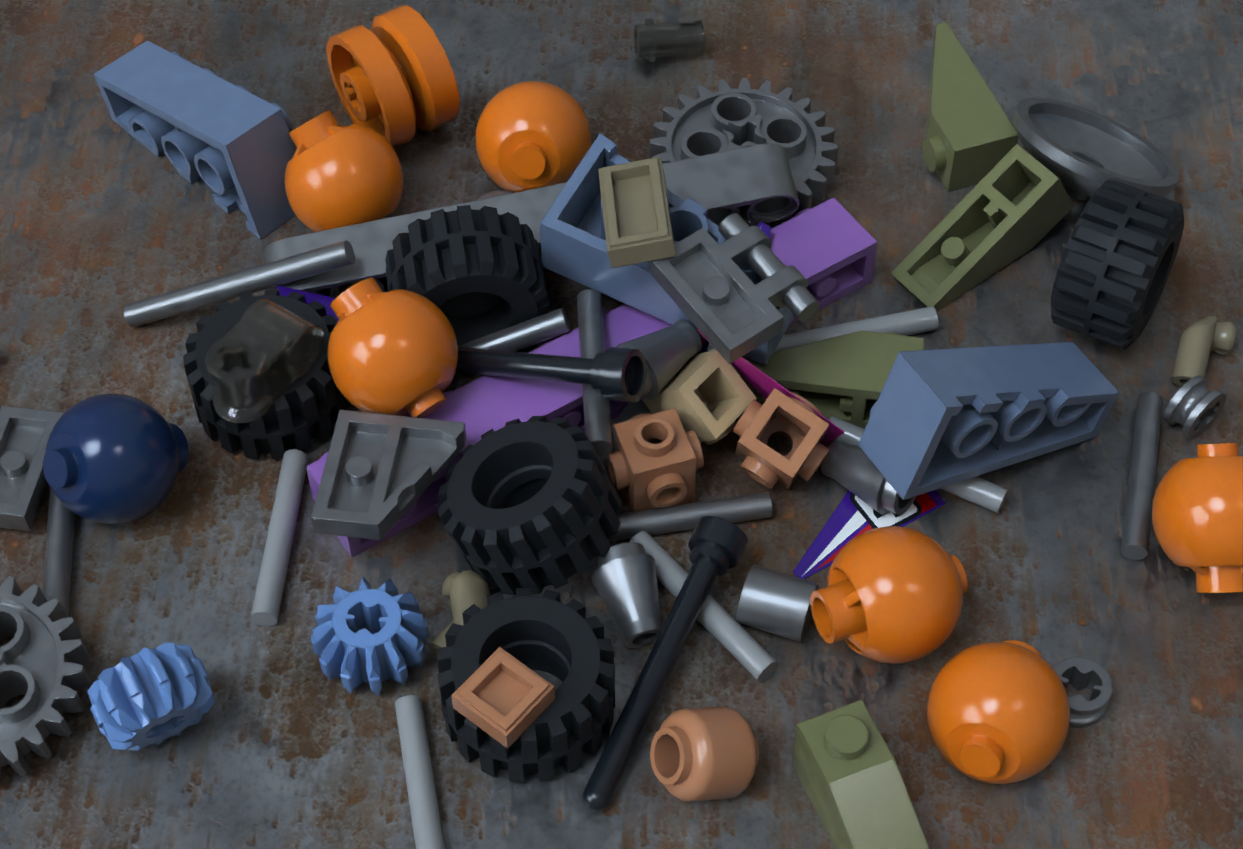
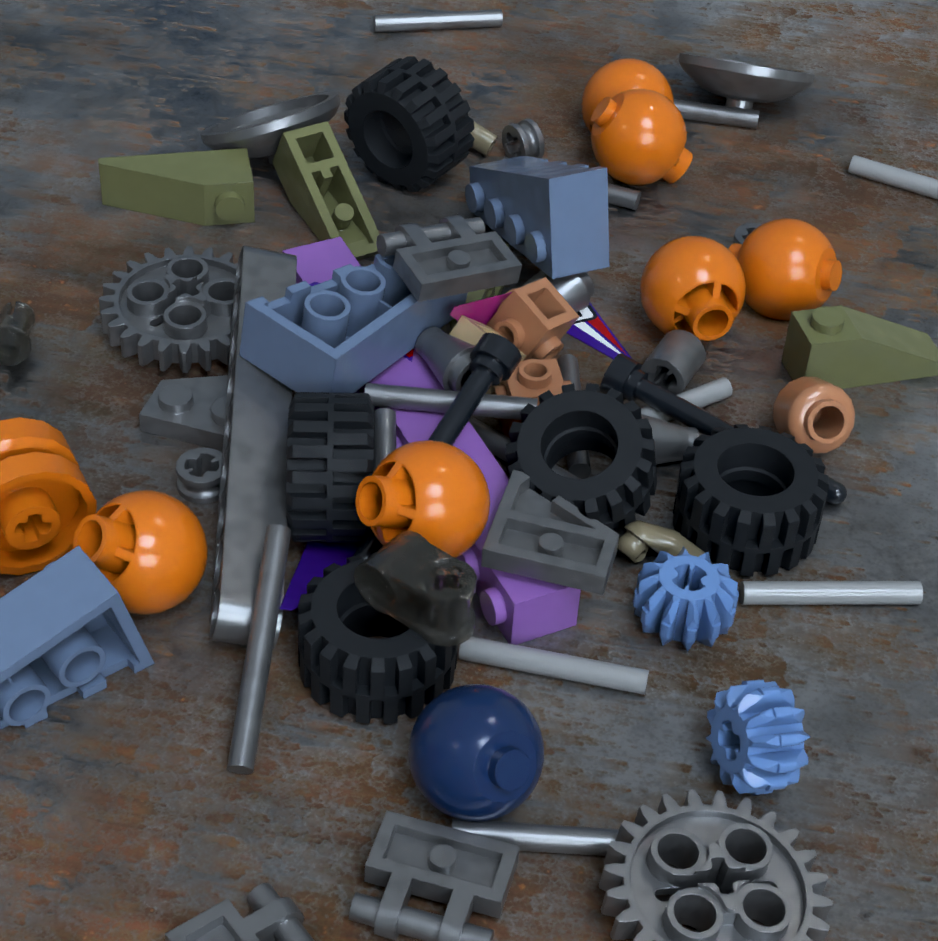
camera: 85 degrees left, 10 degrees down
(503, 697) = (799, 478): nougat tile -> none
(531, 136) = (134, 418): orange brick -> none
(636, 212) = (365, 283): dark tan tile -> none

